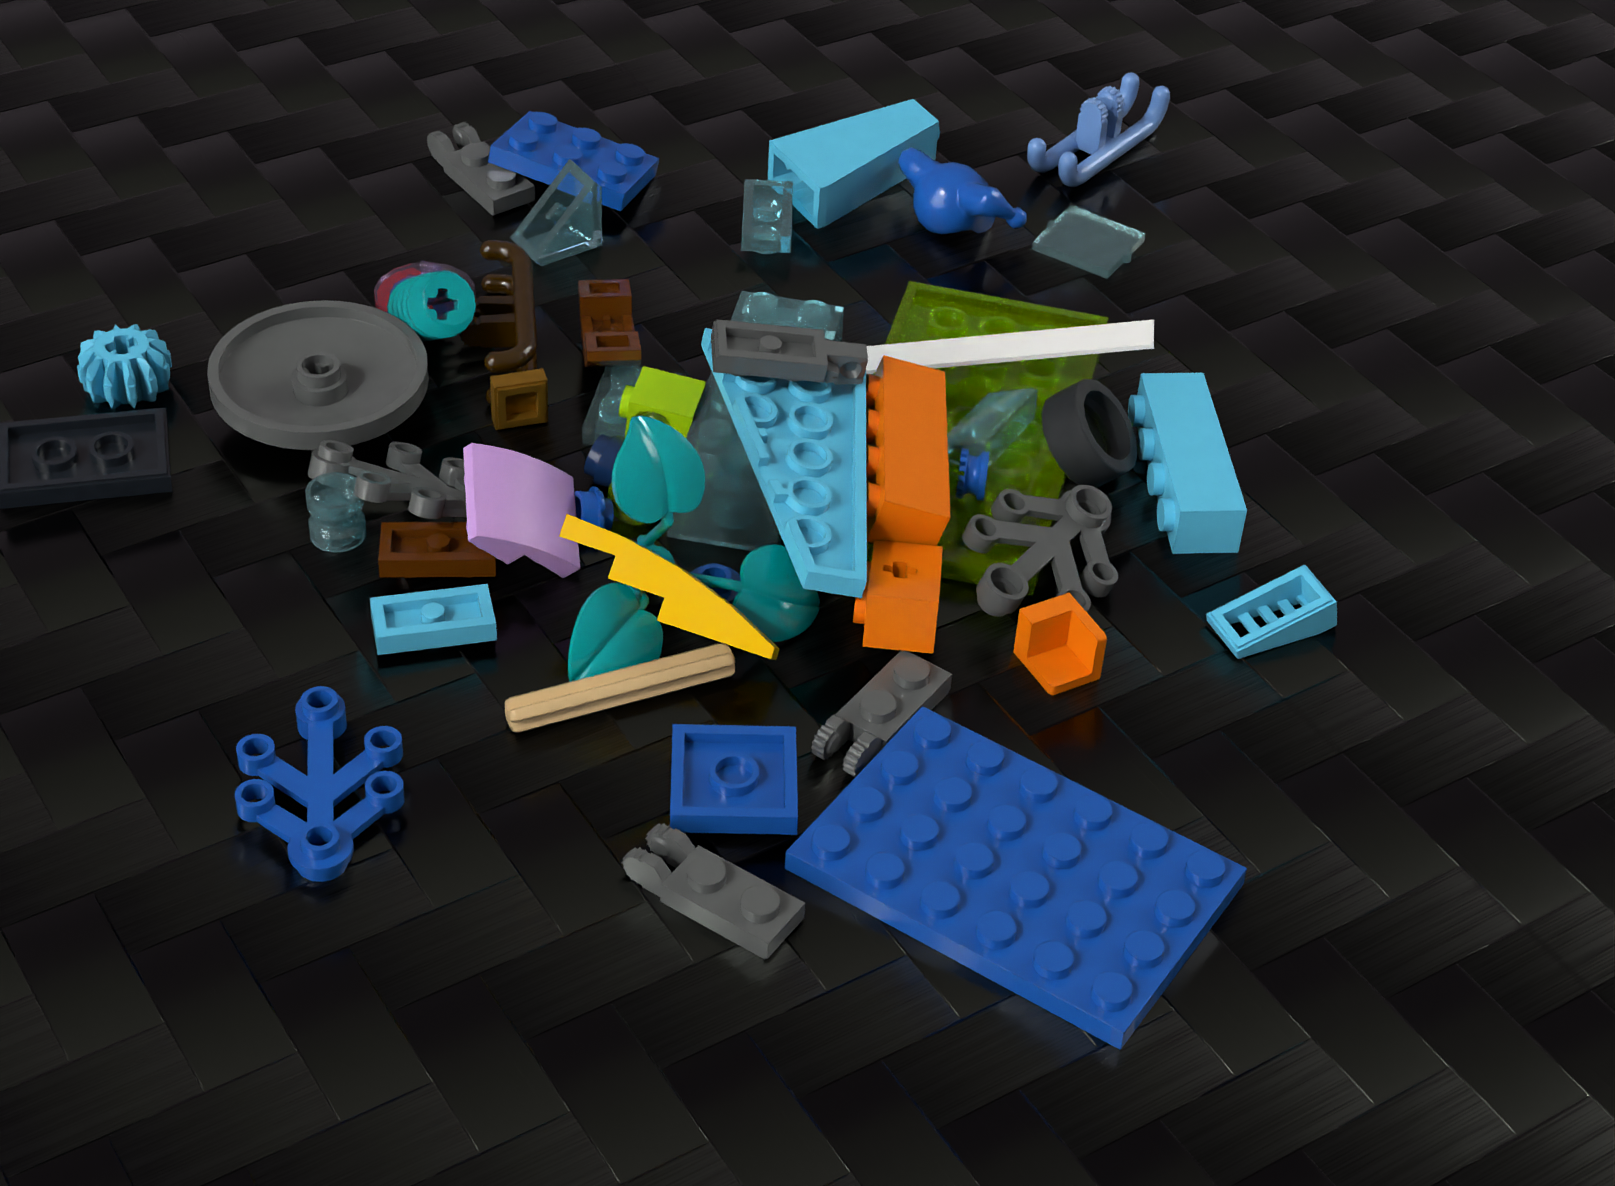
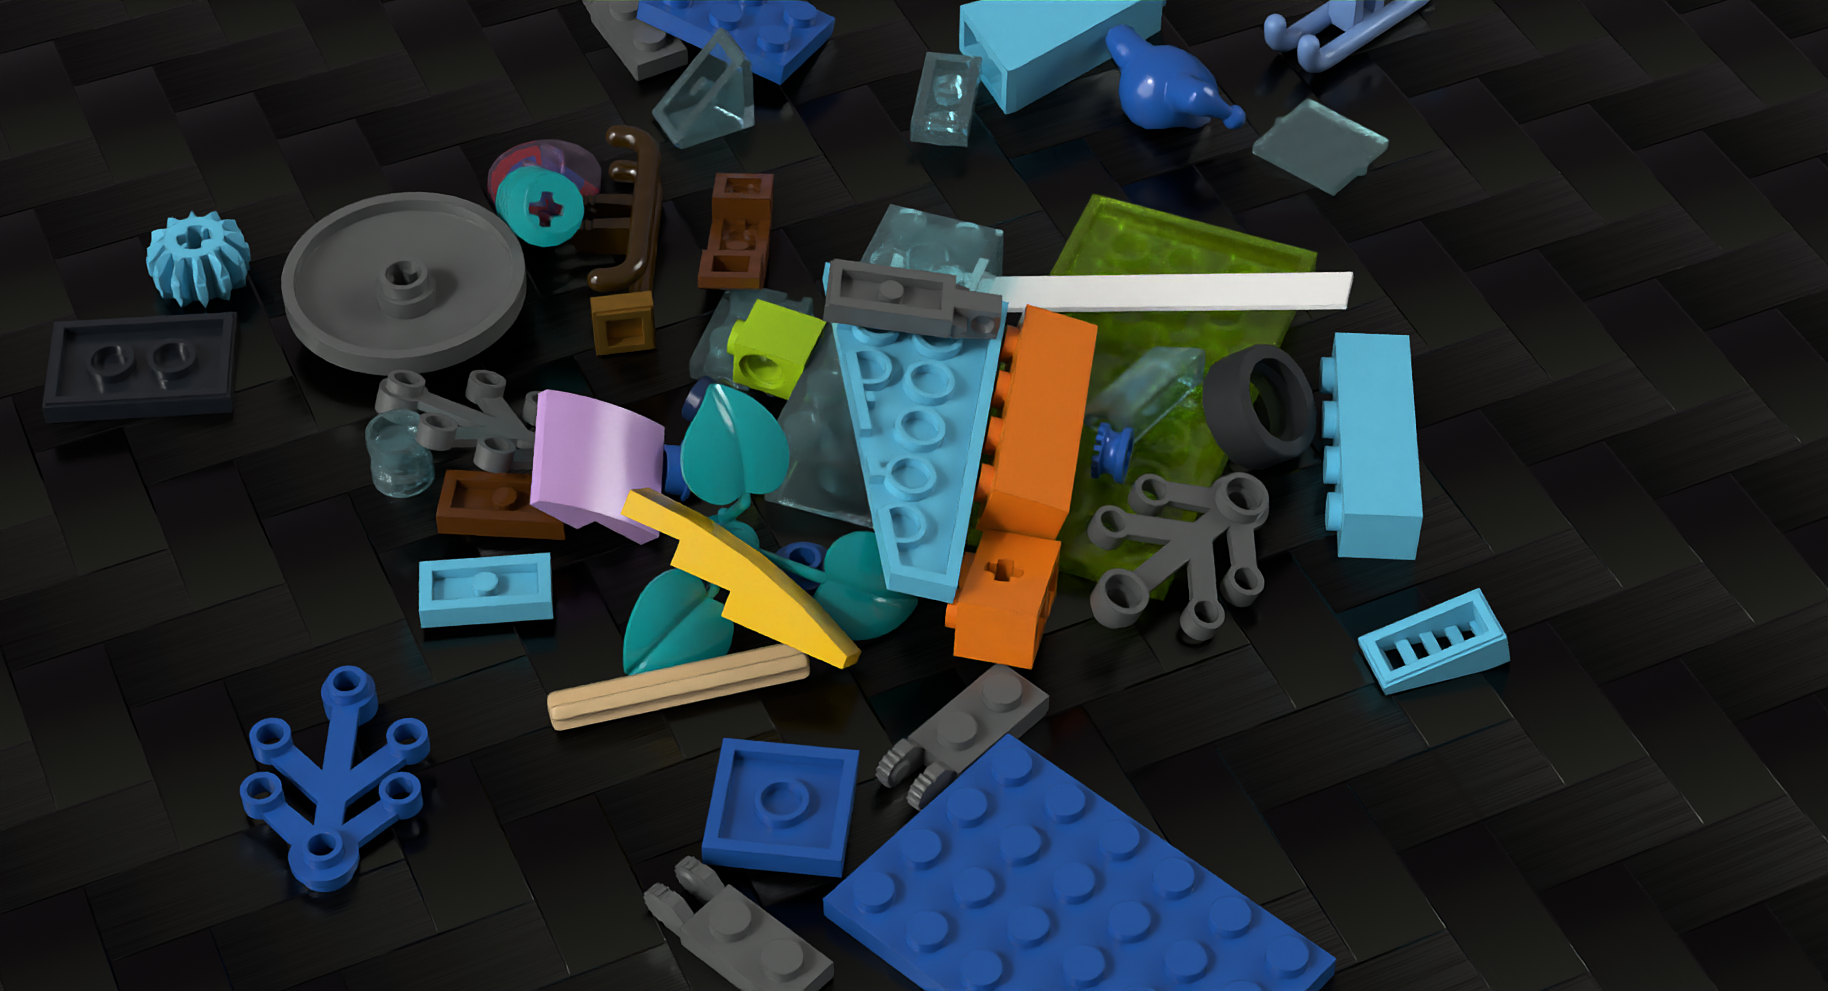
camera: 10 degrees right, 5 degrees up
(1060, 644) = (1177, 667): orange panel -> none

